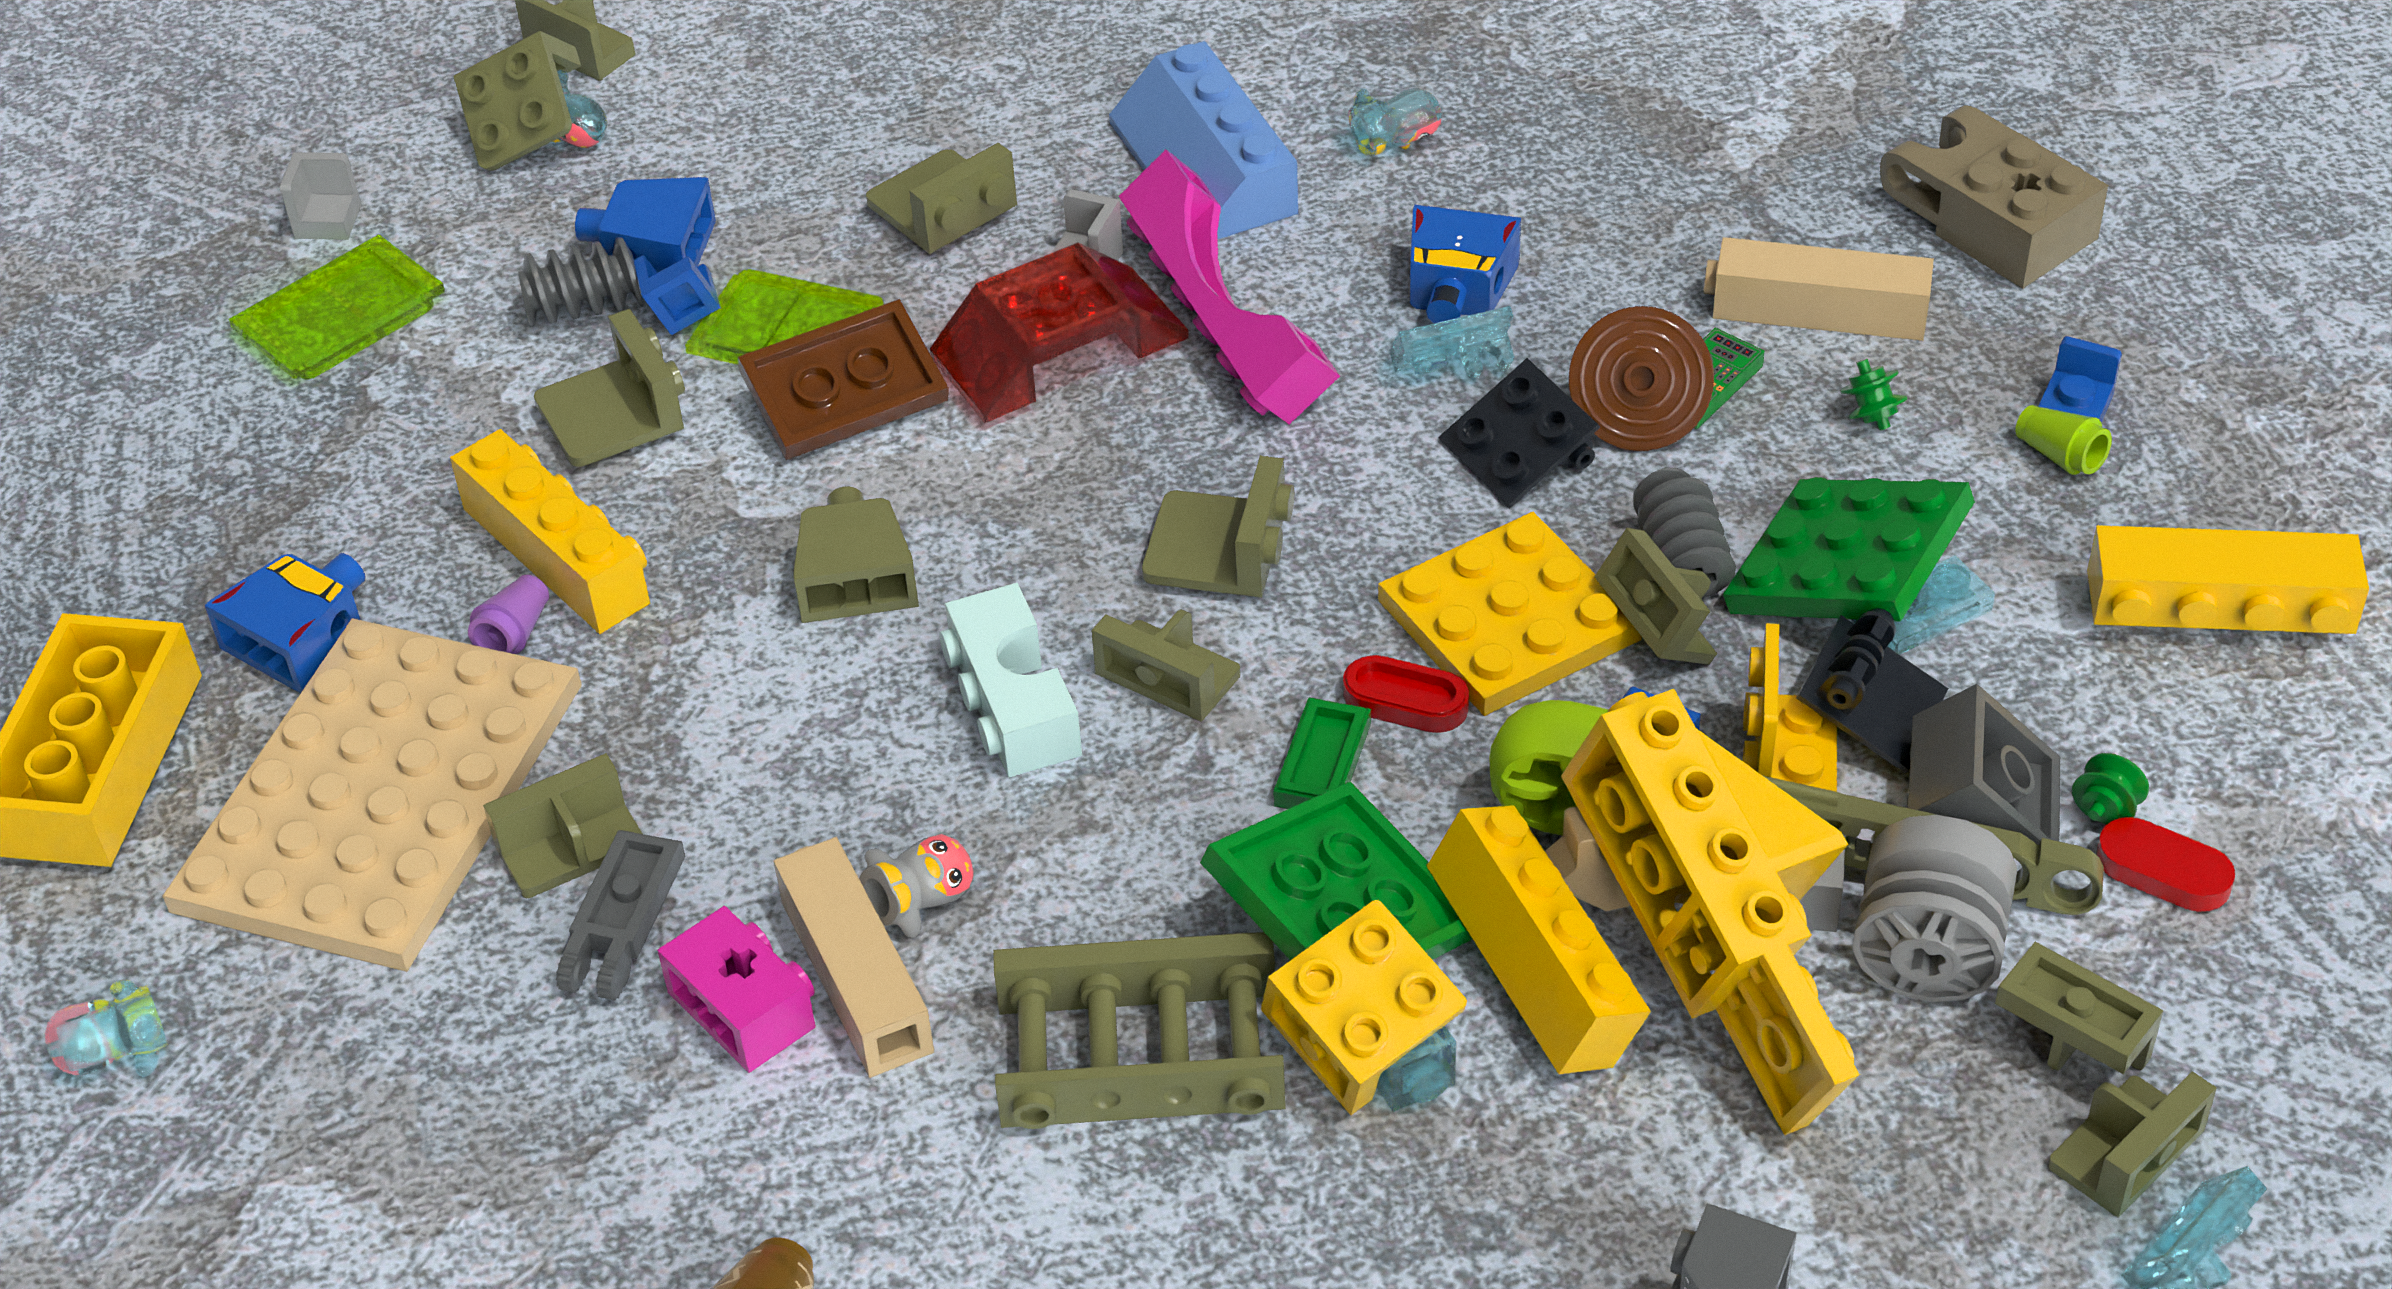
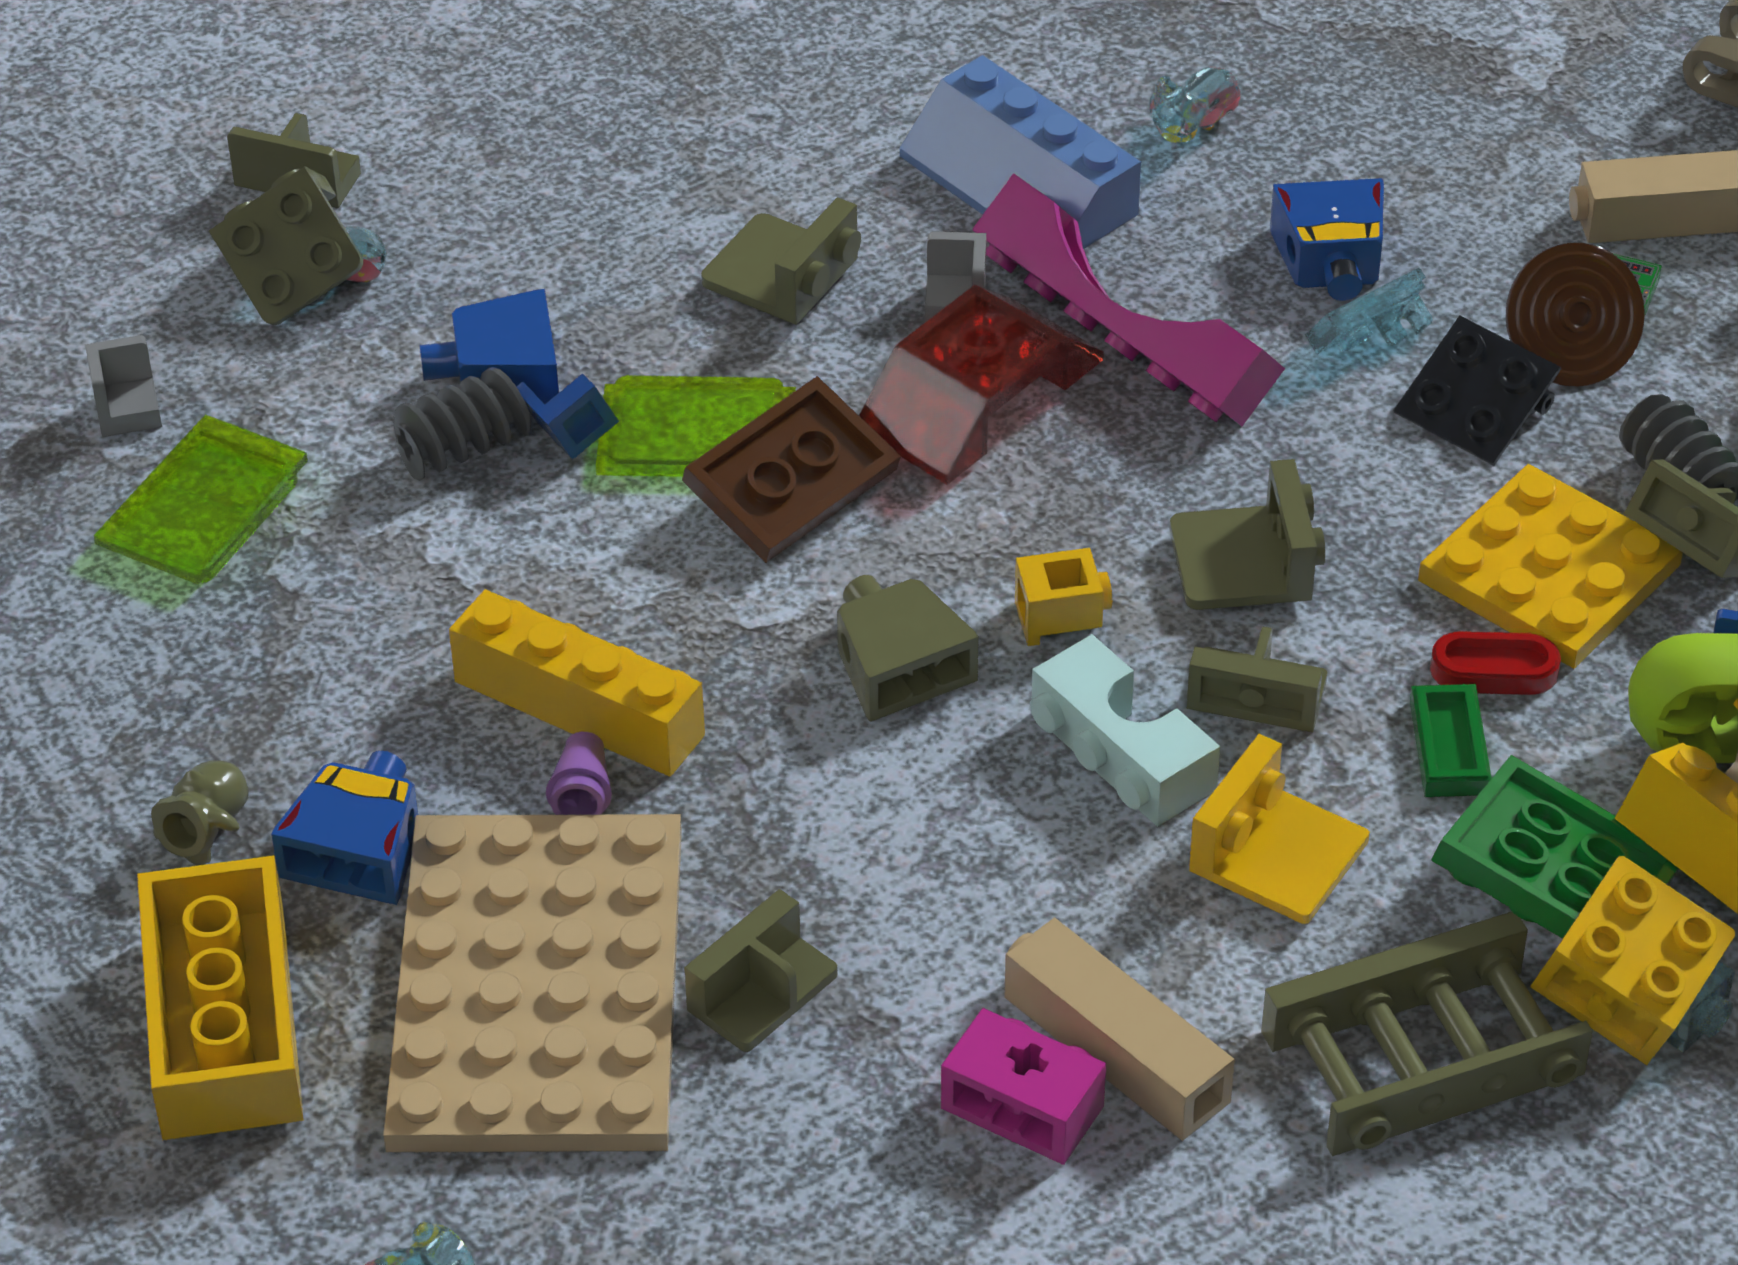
camera: 20 degrees left, 0 degrees up
(174, 571) = (199, 805): none -> olive animal
(617, 402) = (568, 536): olive bracket -> none
(619, 910) = (861, 1035): dark grey hinge -> none
(921, 877) = (1146, 937): light grey animal -> none
(1021, 540) = (1060, 593): none -> yellow brick
(1091, 808) = (1270, 841): none -> yellow bracket

